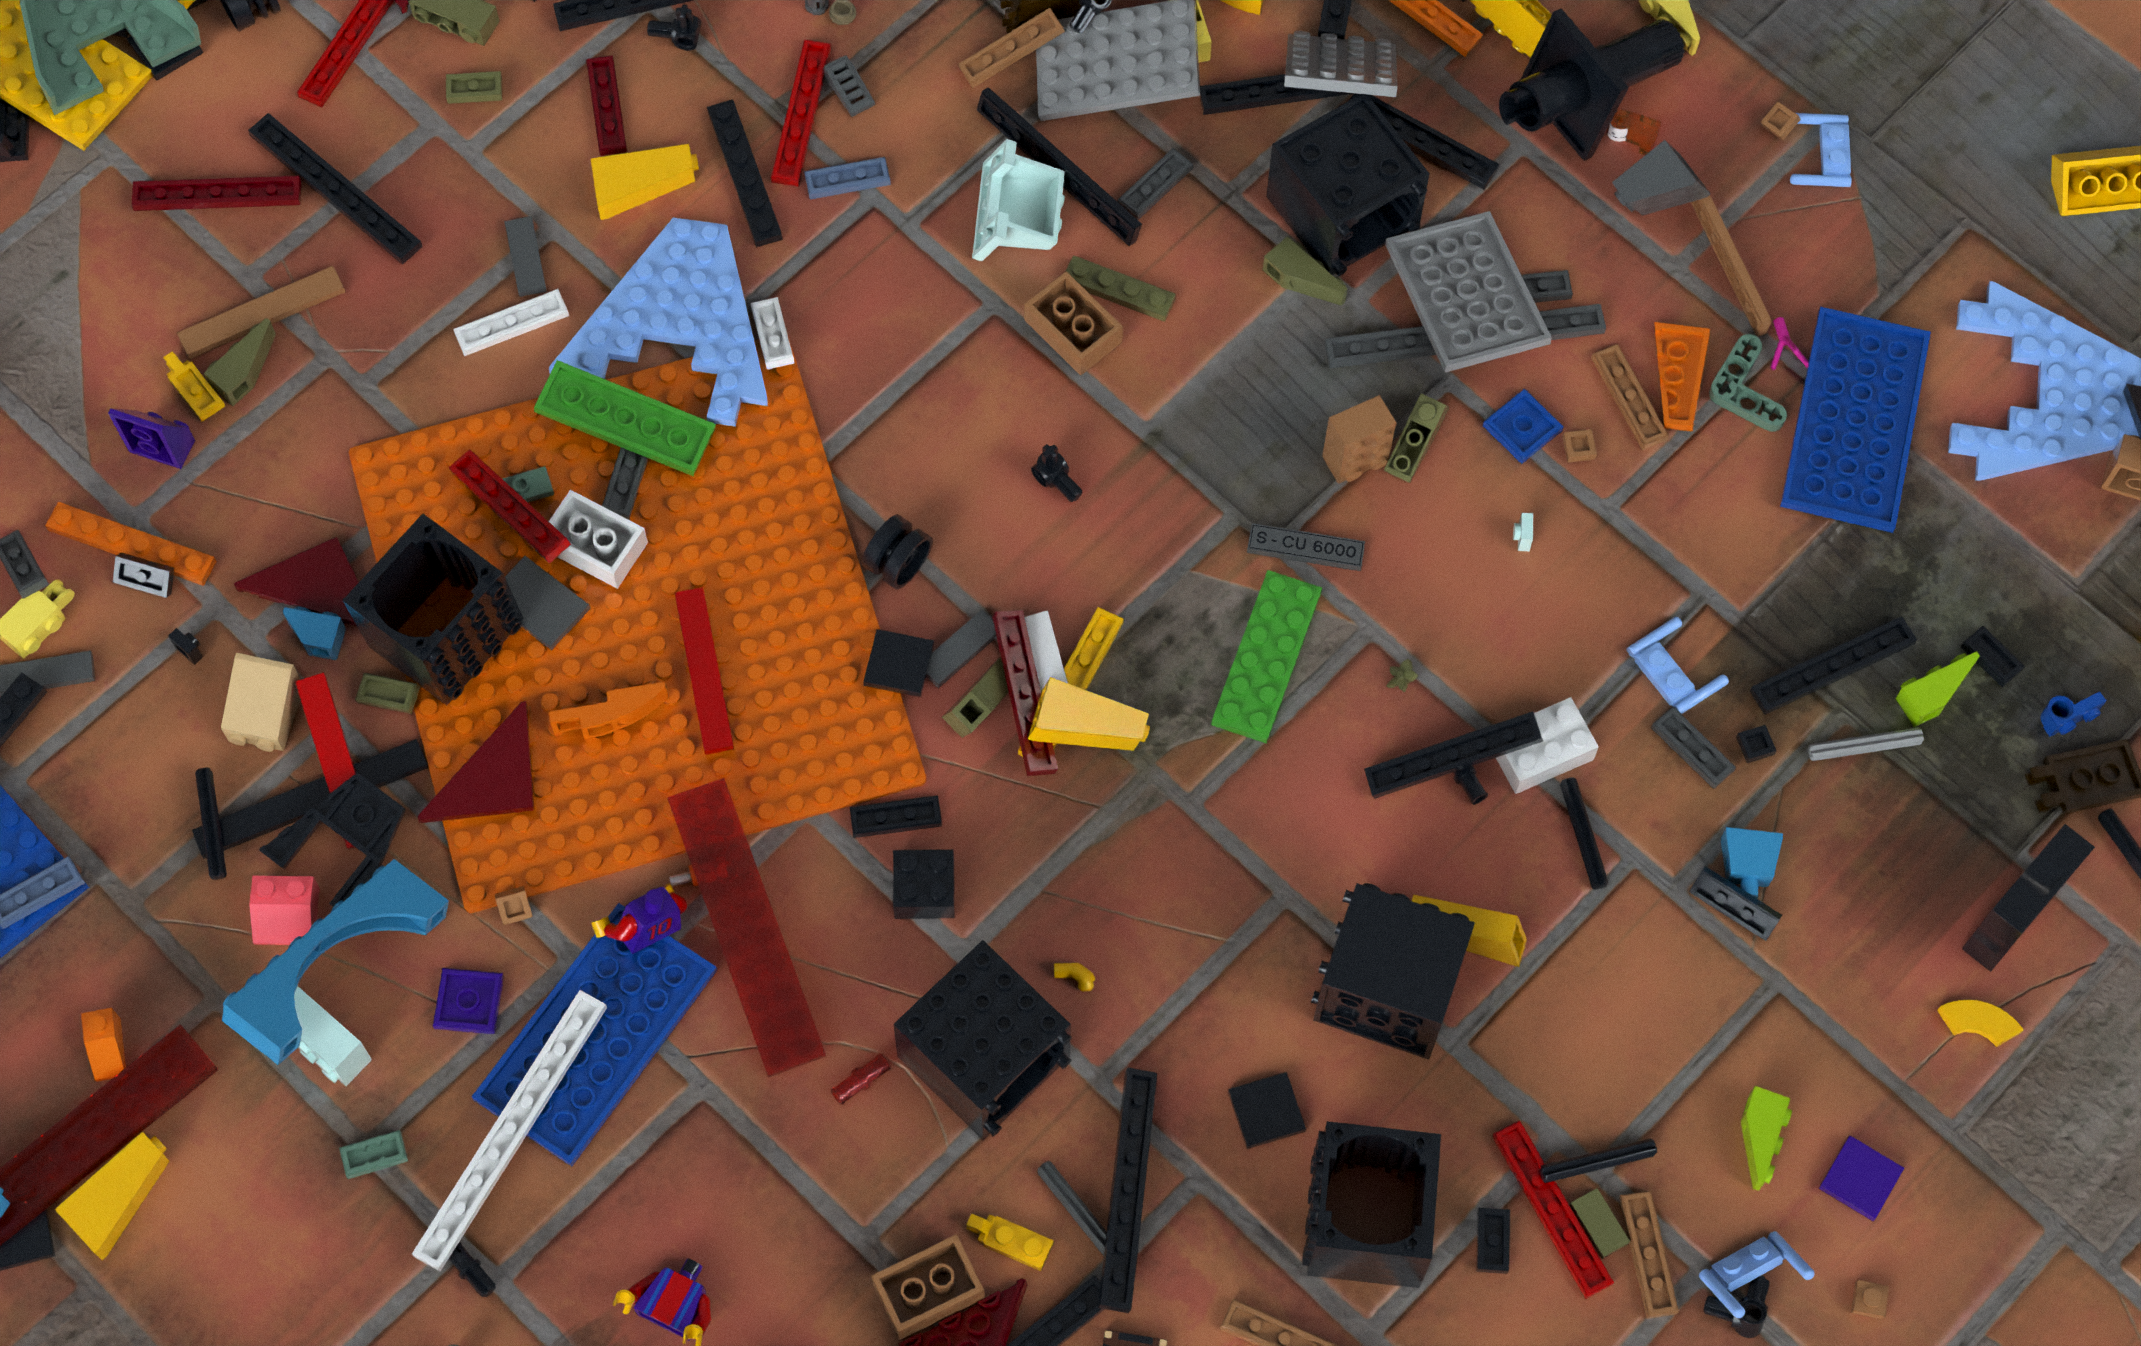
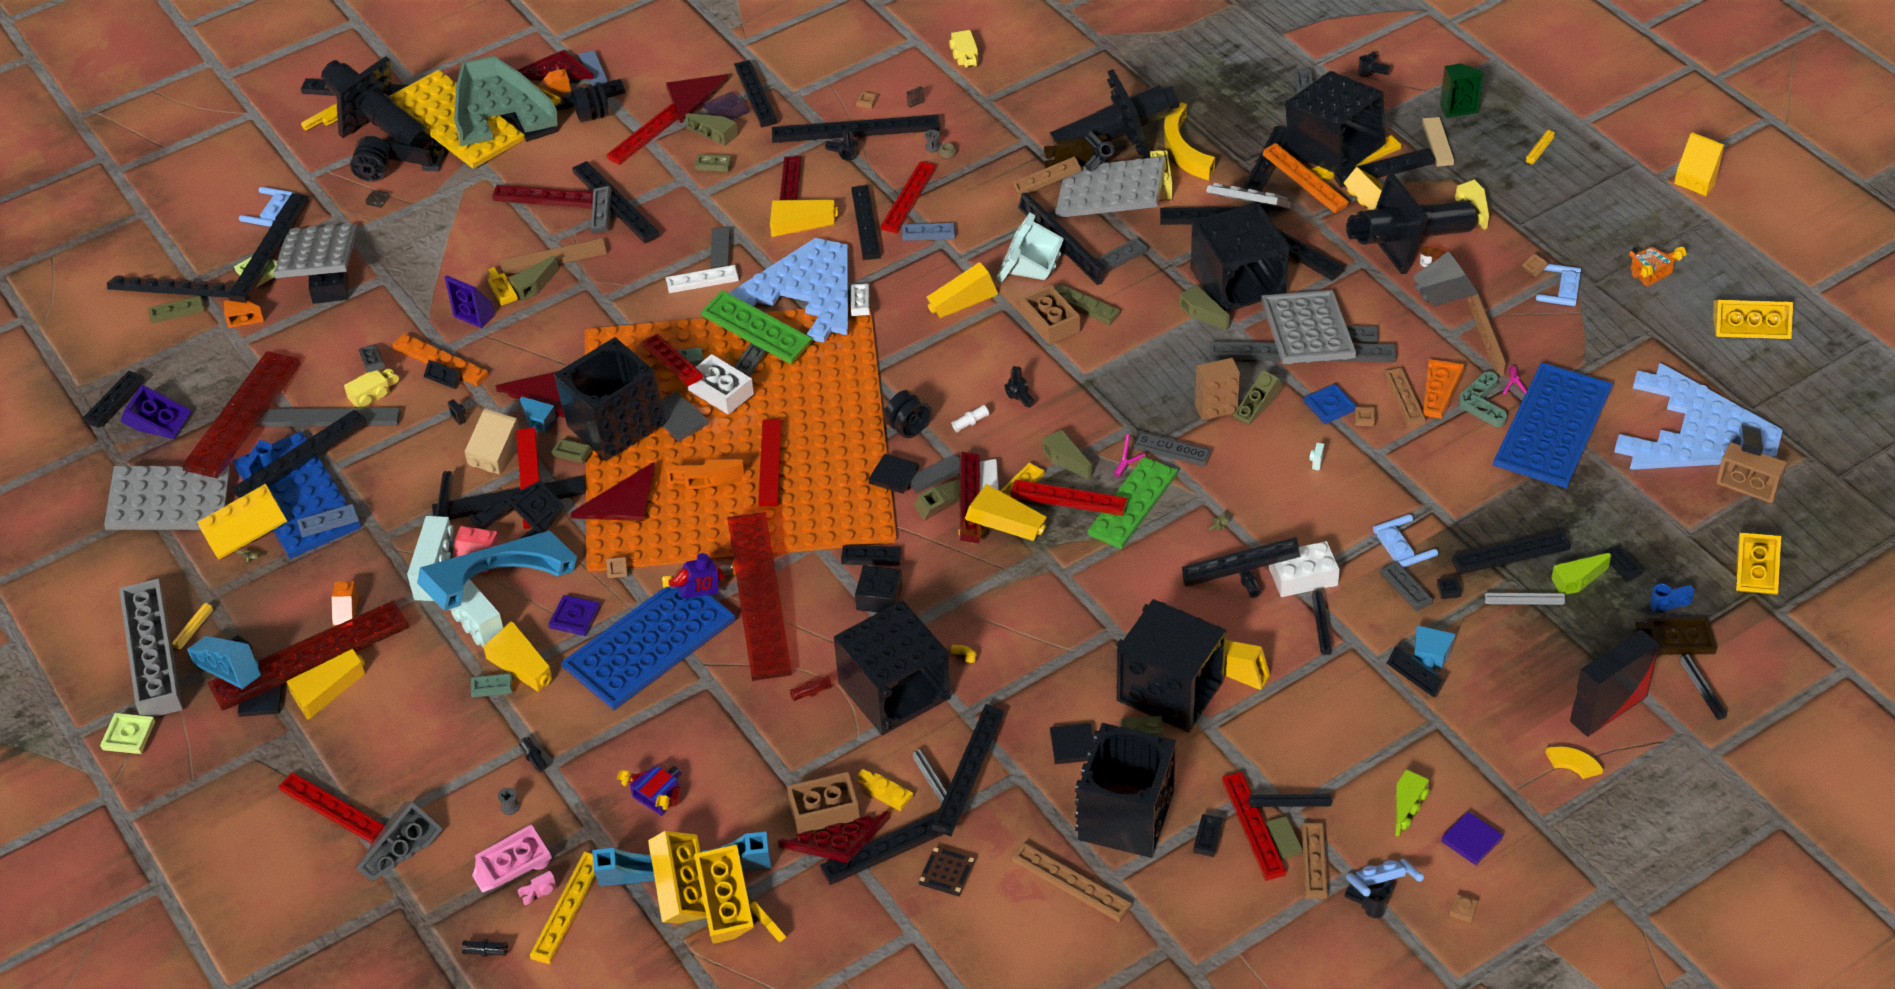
camera: 15 degrees right, 20 degrees down
(221, 937) = (433, 546): none -> light aqua brick
(317, 209) = (601, 209): none -> dark grey tile
(399, 1095) = (517, 656): none -> yellow slope
(509, 1131) = (578, 680): white plate -> none
(841, 70) = (940, 184): dark grey slope -> none
(928, 298) = (963, 291): none -> yellow slope
(991, 537) = (970, 418): none -> white pin
(1147, 582) = (1064, 453): none -> olive slope
(1173, 668) = (1069, 497): none -> red tile
(1240, 586) = (1124, 462): none -> dark pink plant
(1361, 1065) = (1150, 725): none -> olive plate
(1953, 94) = (1653, 264): none -> torso

